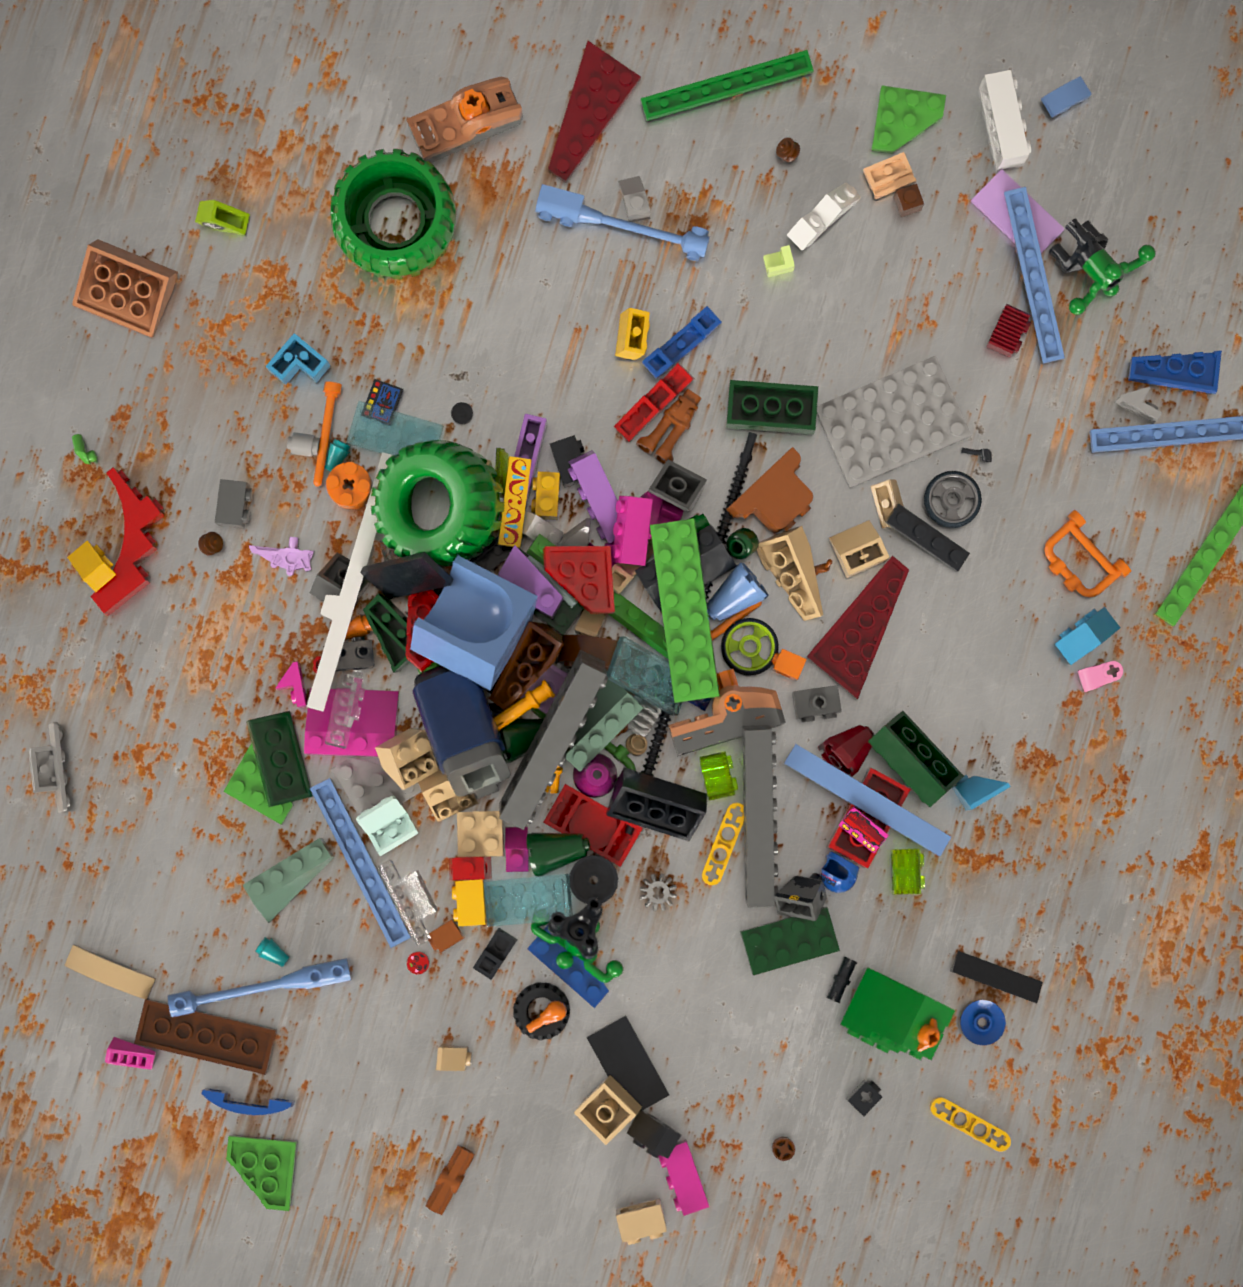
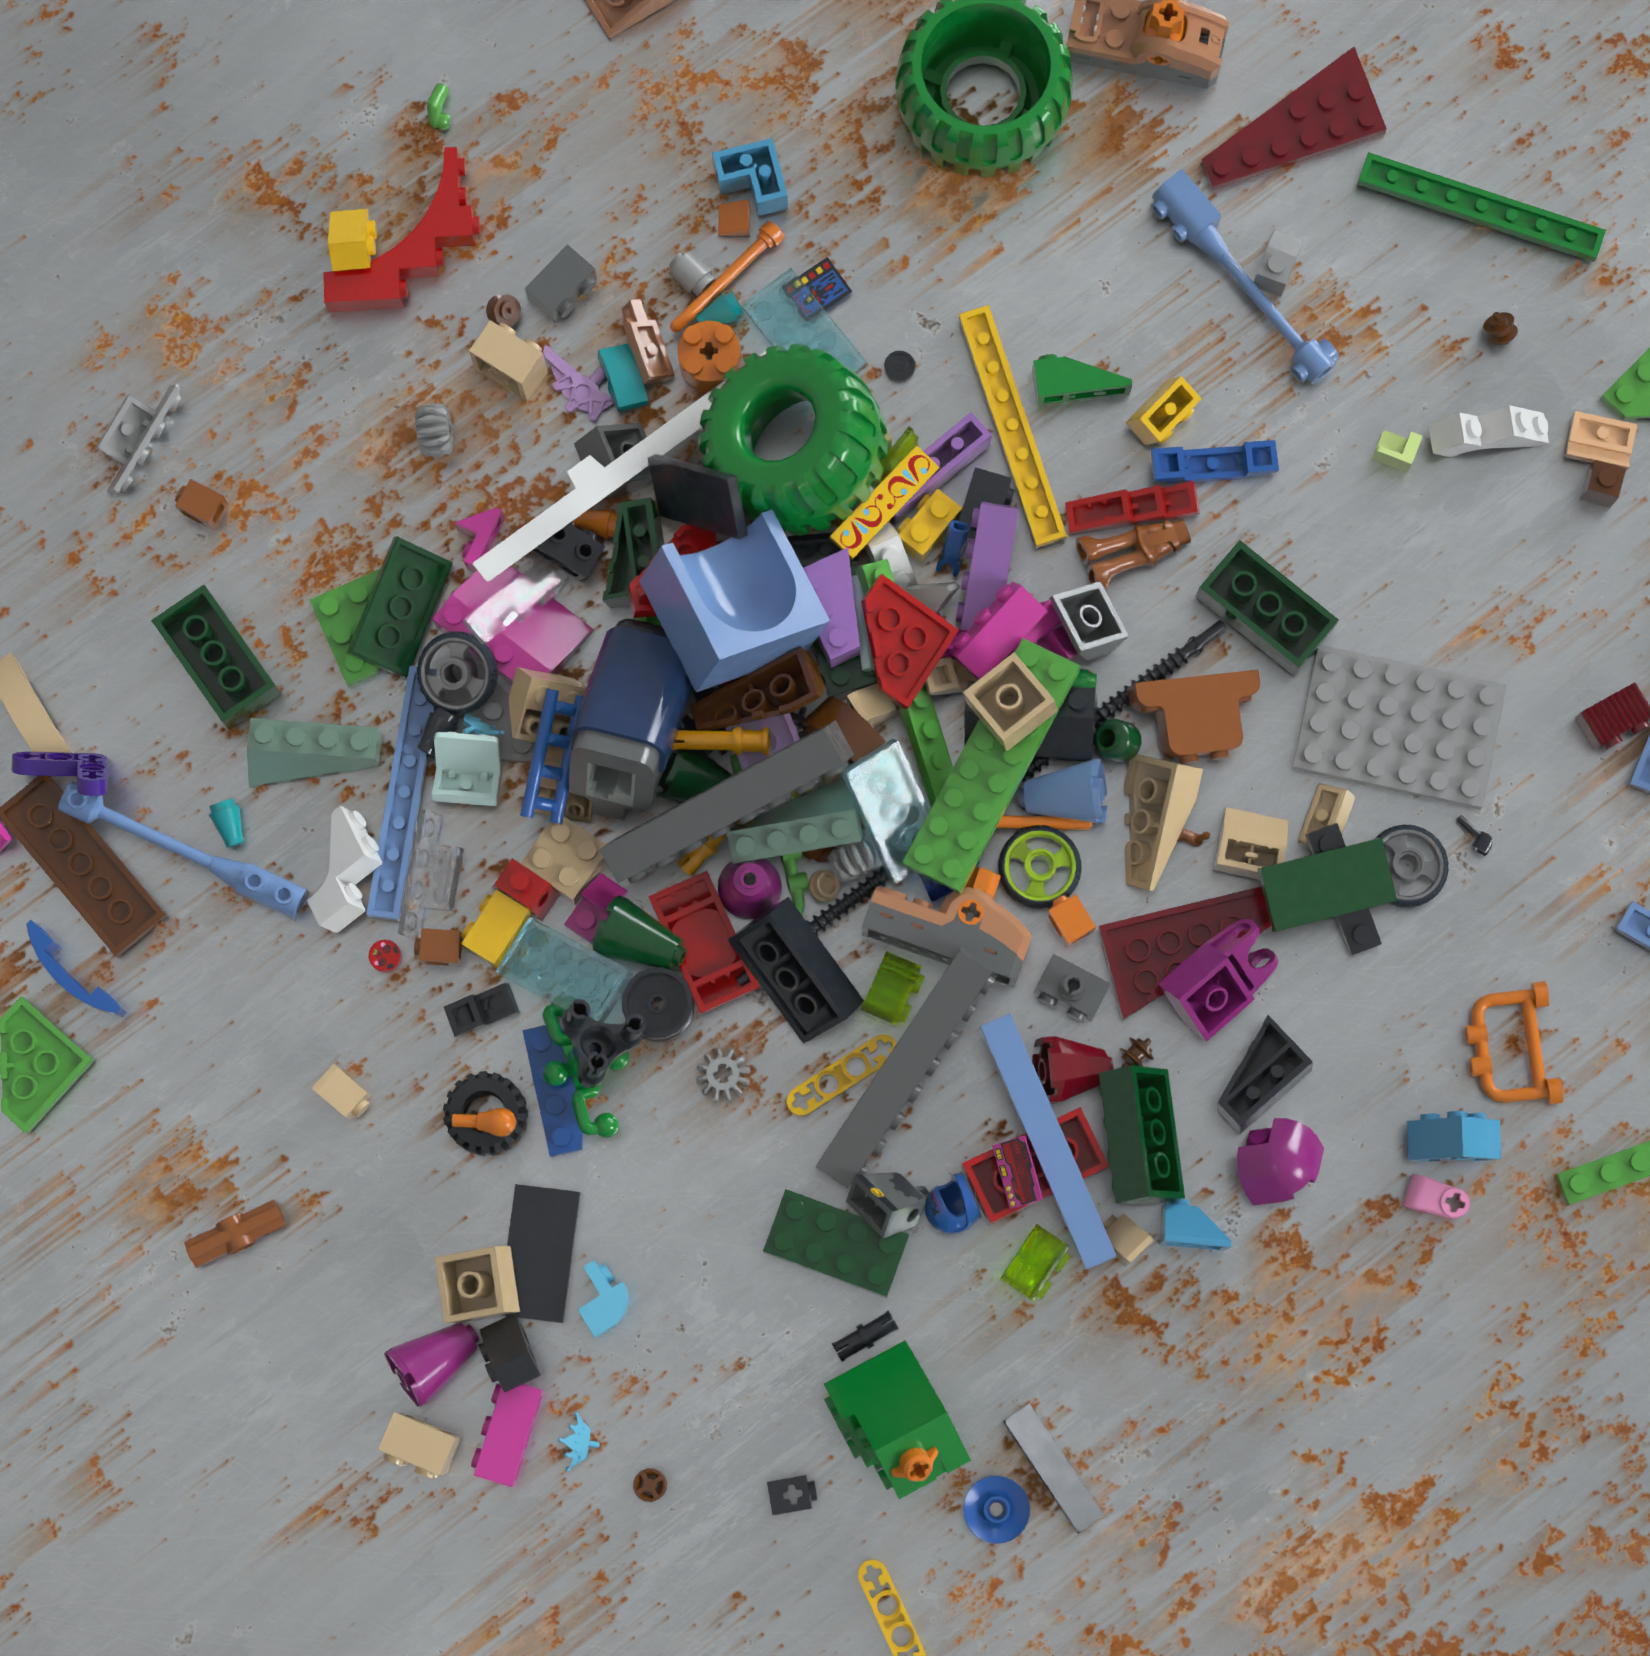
camera: 35 degrees right, 5 degrees down
(119, 781) = (201, 504): none -> dark orange brick
(168, 979) = (87, 767): none -> dark purple beam
(195, 863) = (216, 657): none -> dark green brick
(223, 642) = (434, 430): none -> light grey gear
(236, 571) = (509, 360): none -> tan brick
(304, 394) = (734, 218): none -> orange slope
(307, 504) = (646, 344): none -> nougat hinge
(309, 533) = (623, 377): none -> teal slope
(332, 790) = (432, 685): none -> flat silver wheel
(352, 810) = (437, 722): none -> black cone
(359, 923) = (351, 859): none -> white arch
(376, 796) = (474, 725): none -> medium azure piece
(430, 796) = (539, 769): none -> blue bar
(552, 403) = (1012, 426): none -> yellow plate
(565, 353) = (1070, 380): none -> green slope
(570, 497) = (954, 546): none -> blue bar
(613, 1169) = (431, 1360): none -> magenta cone
(671, 568) = (1010, 701): none -> tan brick
(689, 1069) = (610, 1307): none -> medium azure brick
(726, 1153) = (578, 1442): none -> medium azure piece
(879, 713) = (1136, 1052): none -> reddish brown wheel
(895, 639) = (1218, 979): none -> magenta brick
(918, 543) = (1327, 884): none -> dark green tile
(947, 821) = (1126, 1238): none -> tan slope
(958, 675) = (1263, 1077): none -> black wedge
(1000, 717) = (1278, 1161): none -> magenta brick

